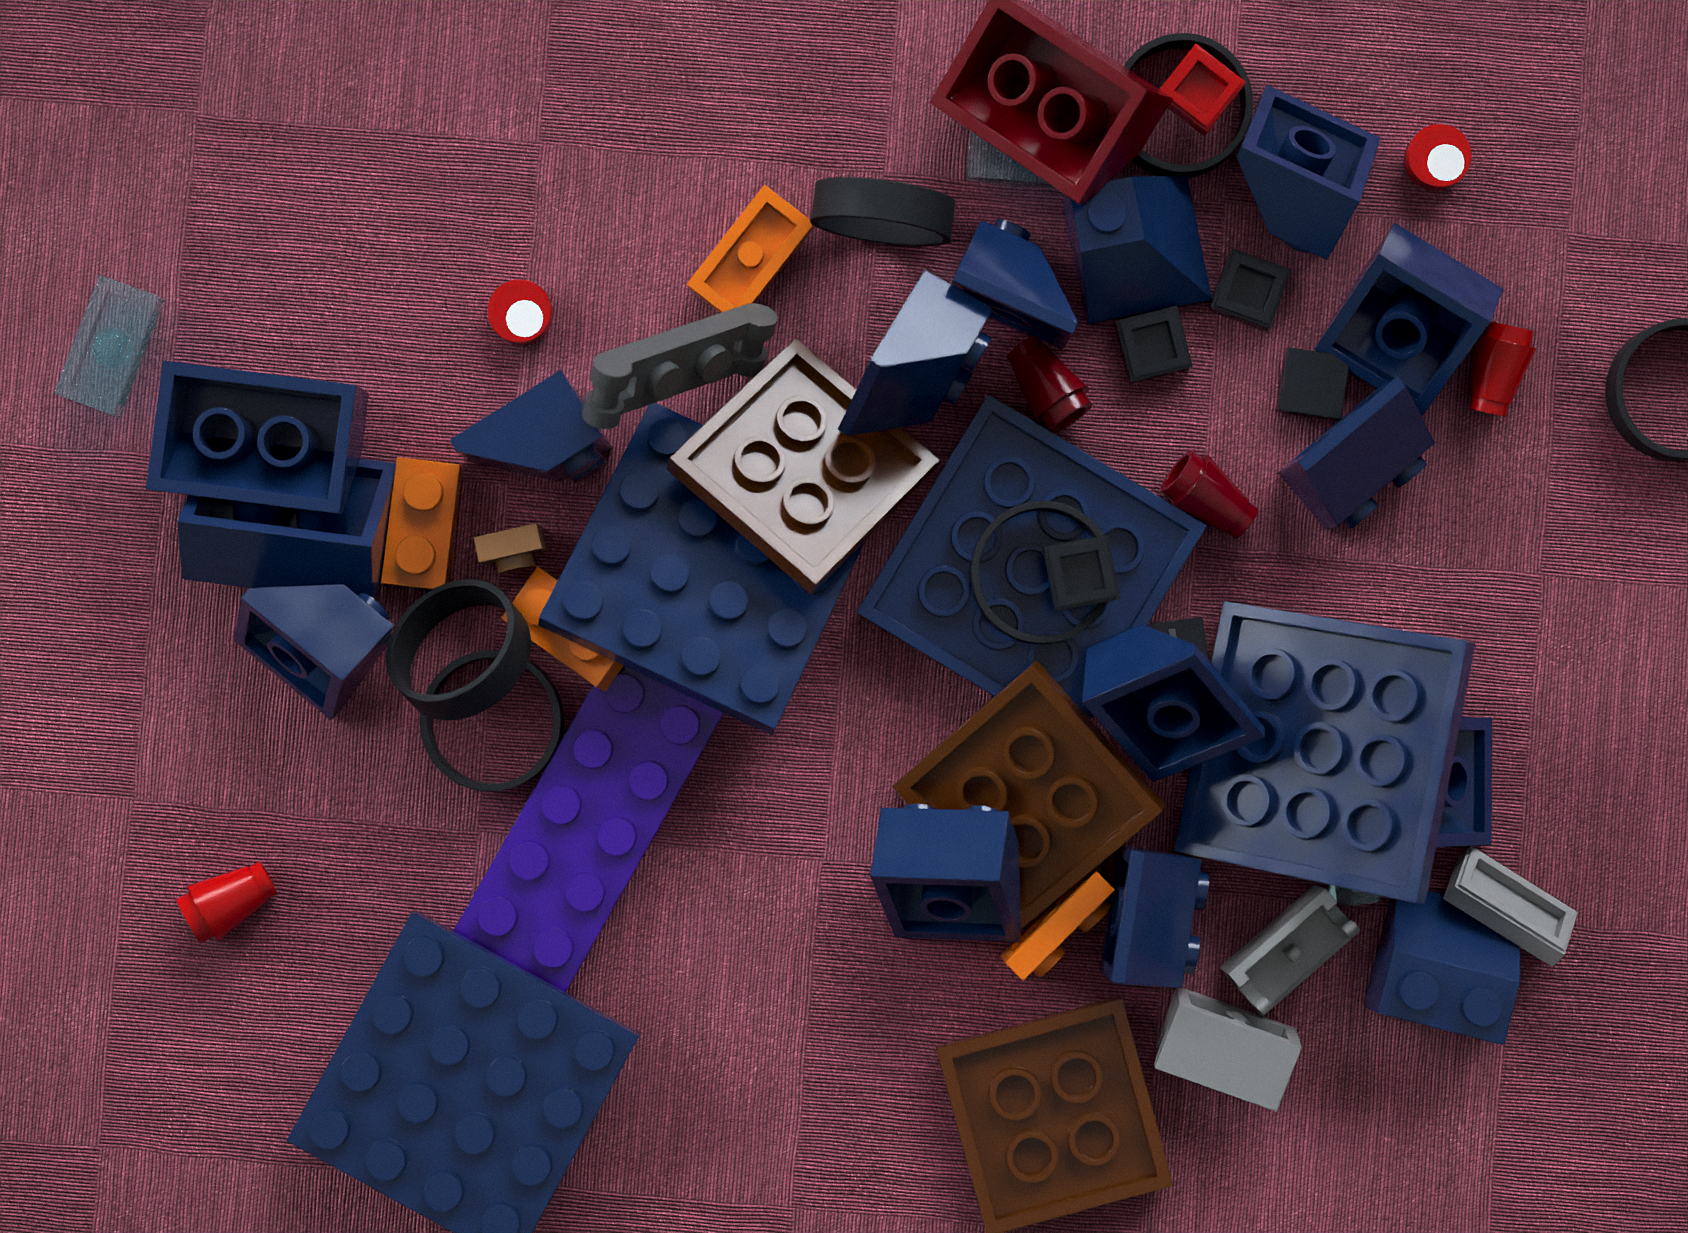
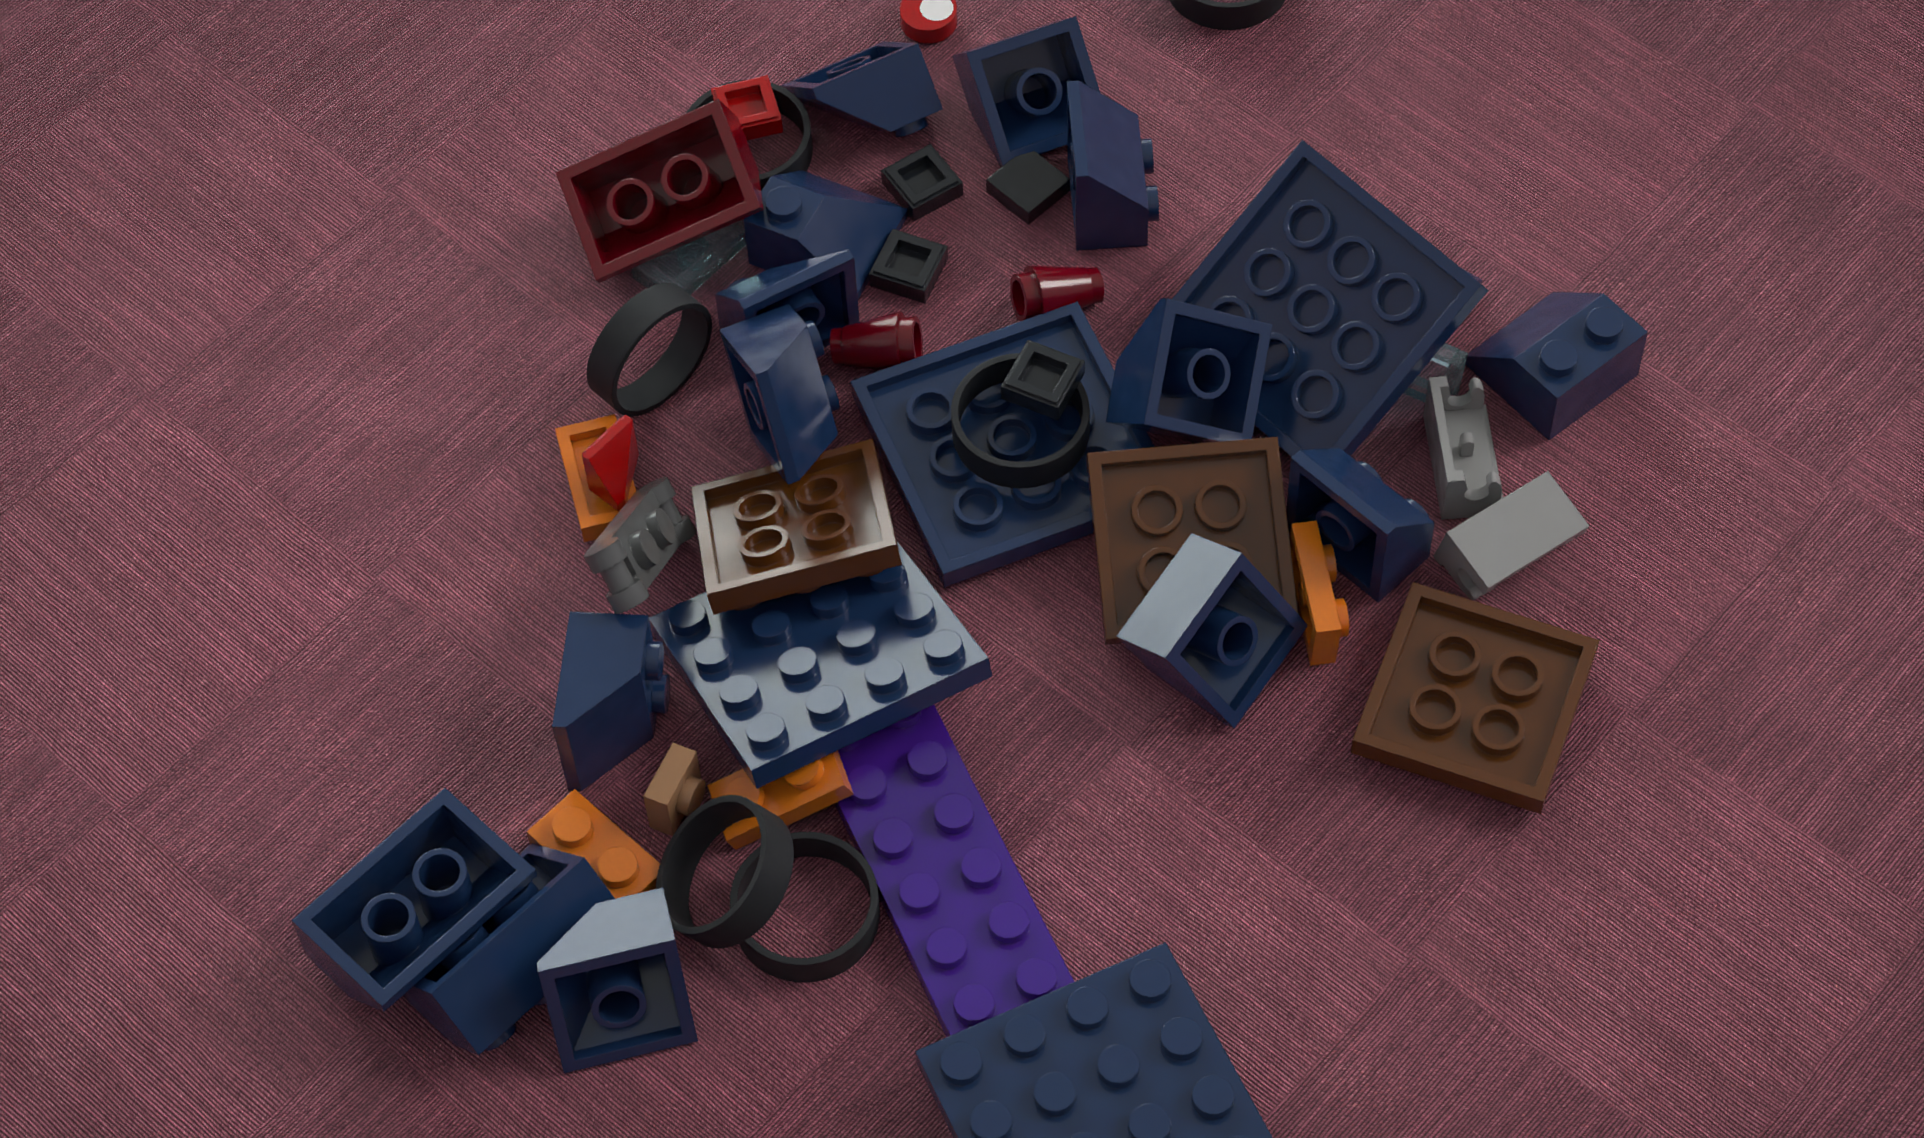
camera: 50 degrees left, 30 degrees down
(109, 346) = (237, 992): clear light blue plate -> none
(520, 312) = (494, 670): red tile -> none
(751, 271) = (612, 463): none -> red slope
(1499, 366) = (1117, 60): red cone -> none
(1510, 905) = (1542, 284): light grey tile -> none

